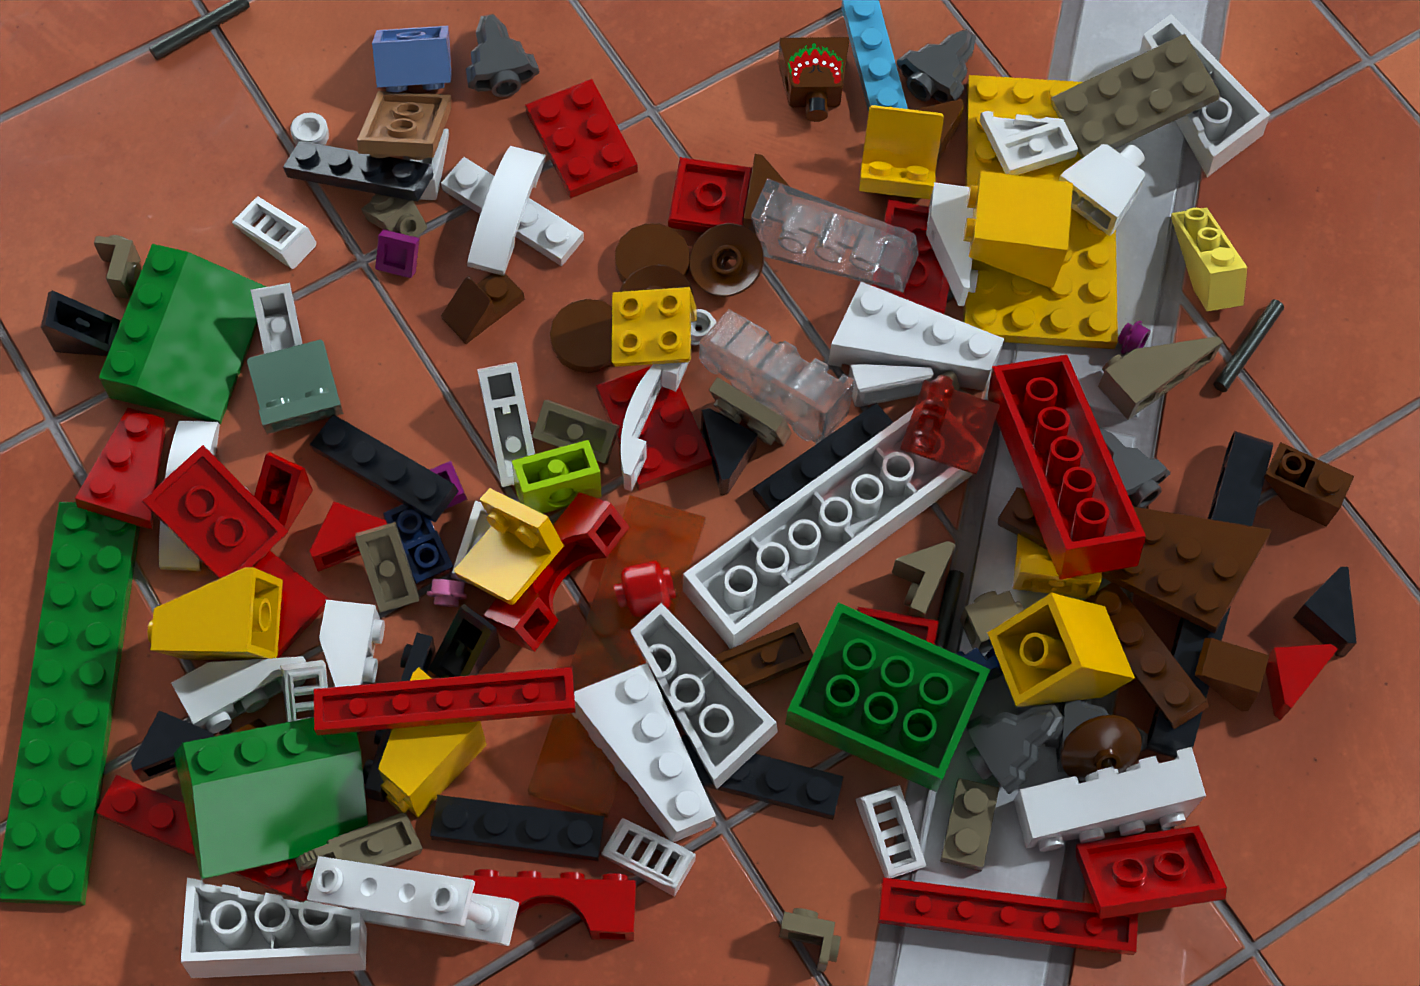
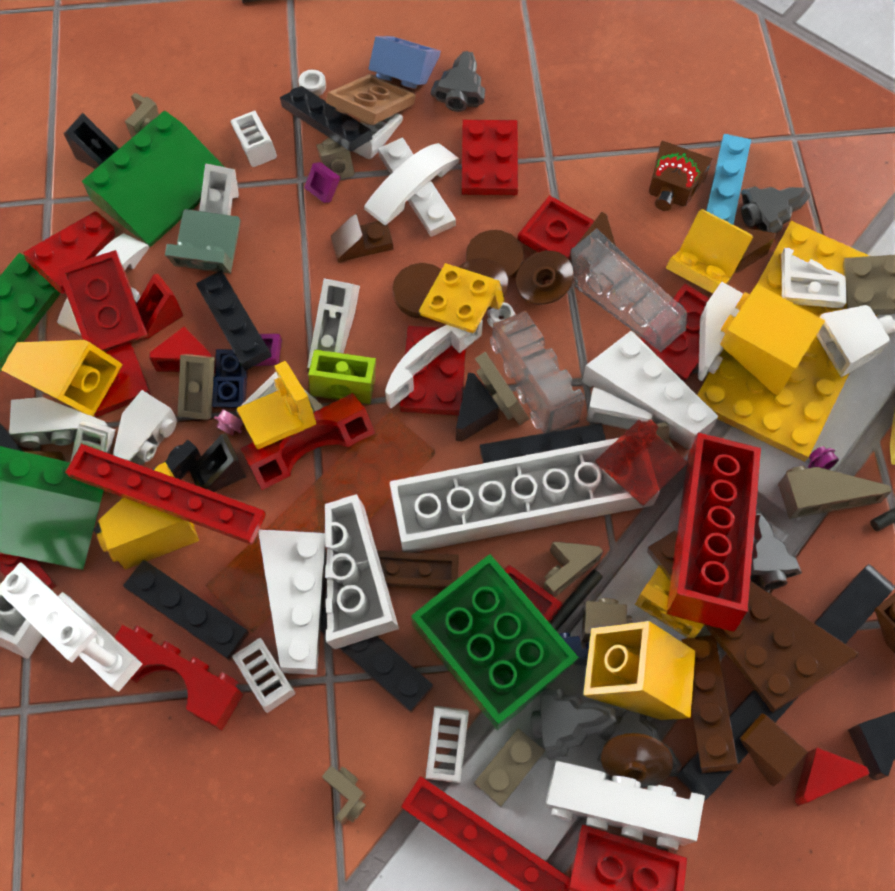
camera: 30 degrees right, 0 degrees up
(376, 844) = (74, 573): dark tan hinge -> none
(567, 426) = (369, 342): dark tan plate -> none
(645, 587) = (358, 478): red head -> none

